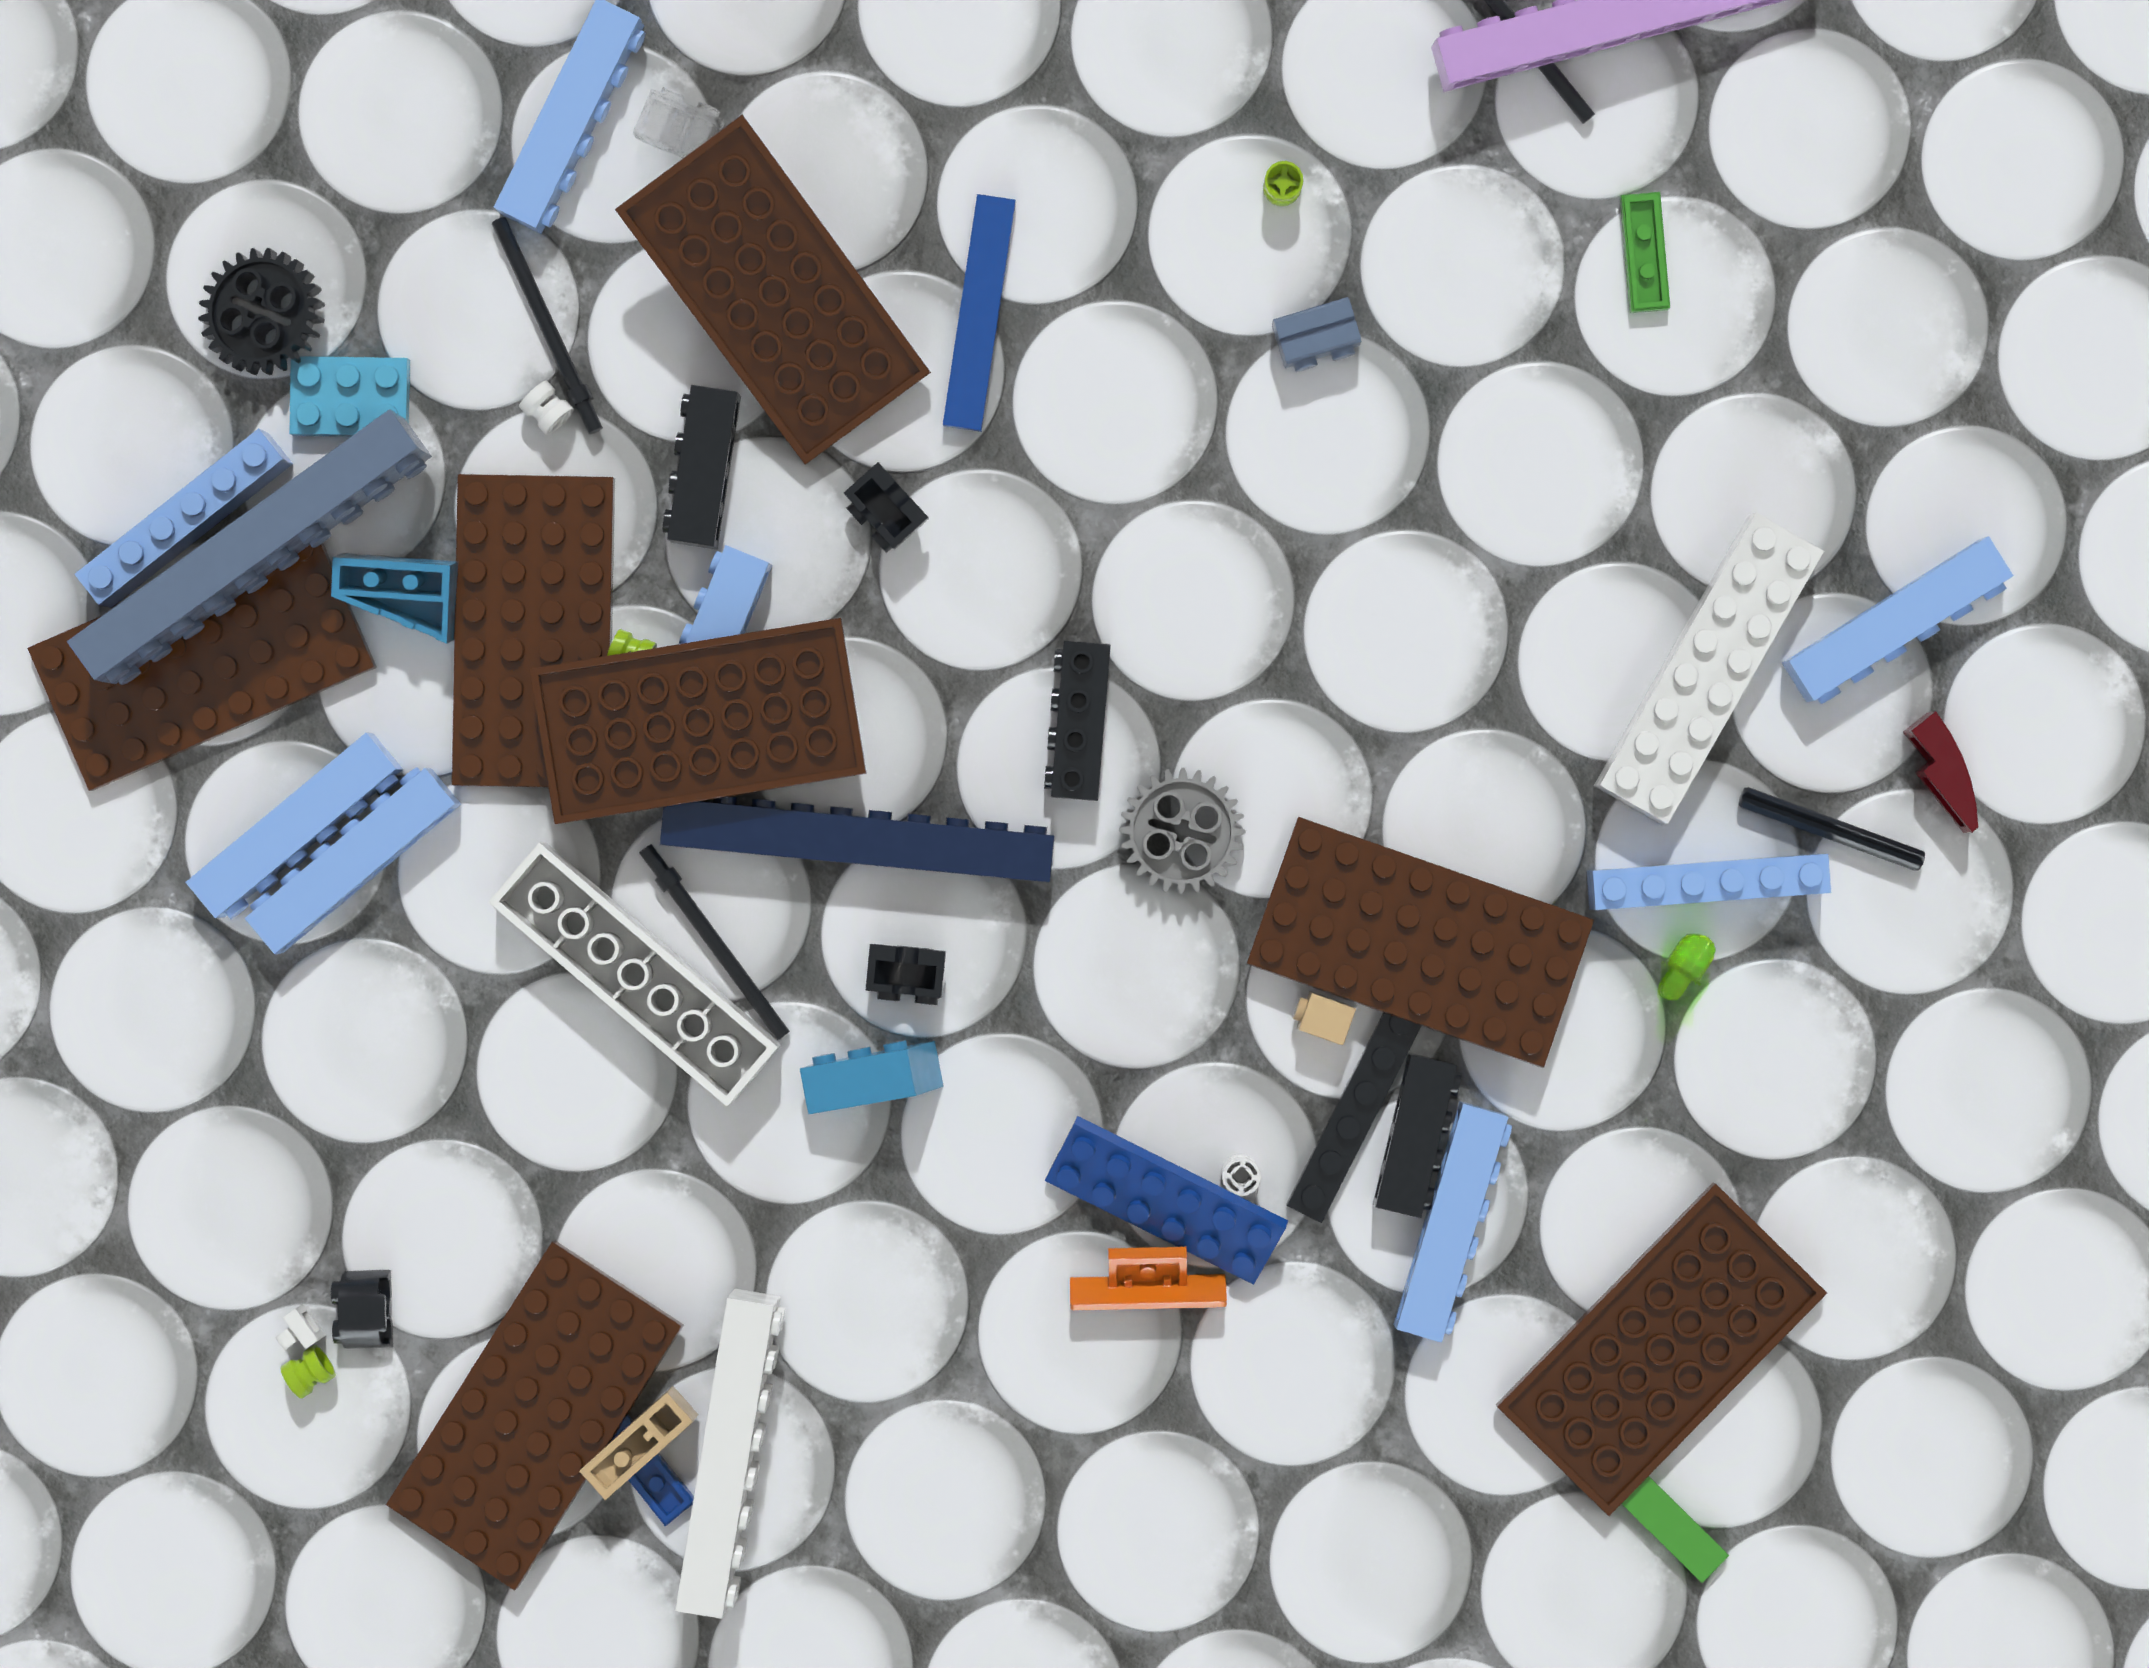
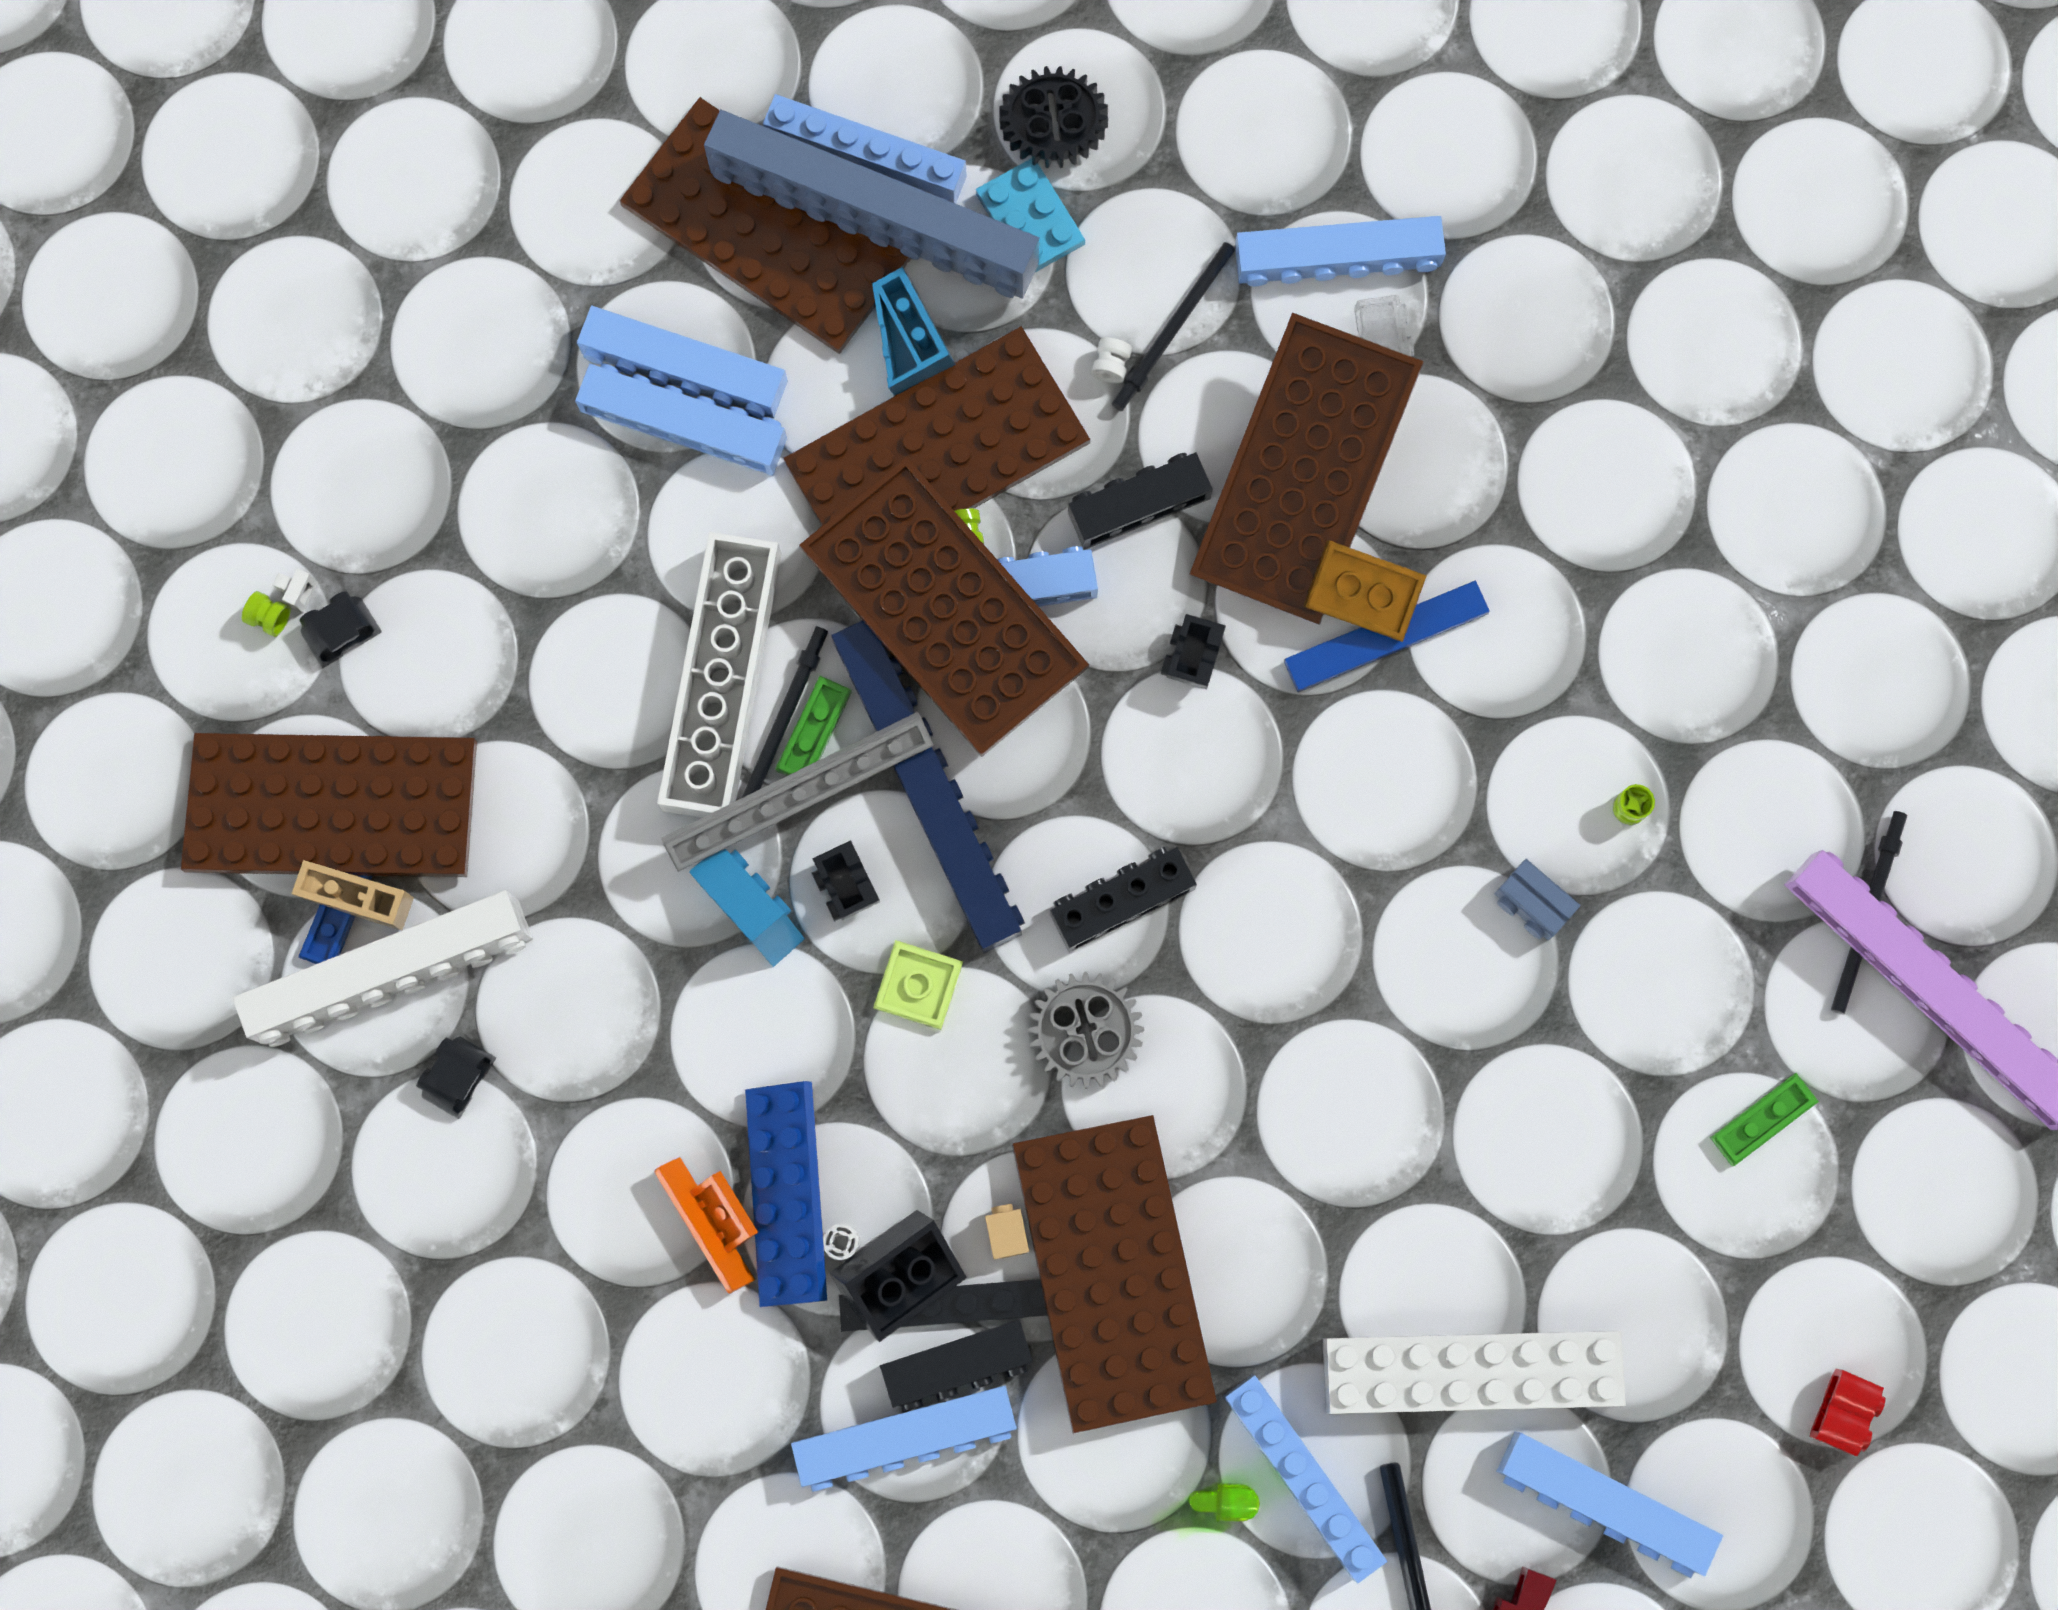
camera: 60 degrees right, 10 degrees down
(739, 914) = (814, 726): none -> bright green tile
(795, 967) = (797, 791): none -> light grey tile
(867, 1441) = (455, 1075): none -> black cylinder
(926, 309) = (1364, 590): none -> pearl gold tile
(1043, 961) = (918, 985): none -> yellowish green tile
(1303, 1140) = (898, 1275): none -> black slope
(1950, 351) = (1847, 1412): none -> red brick

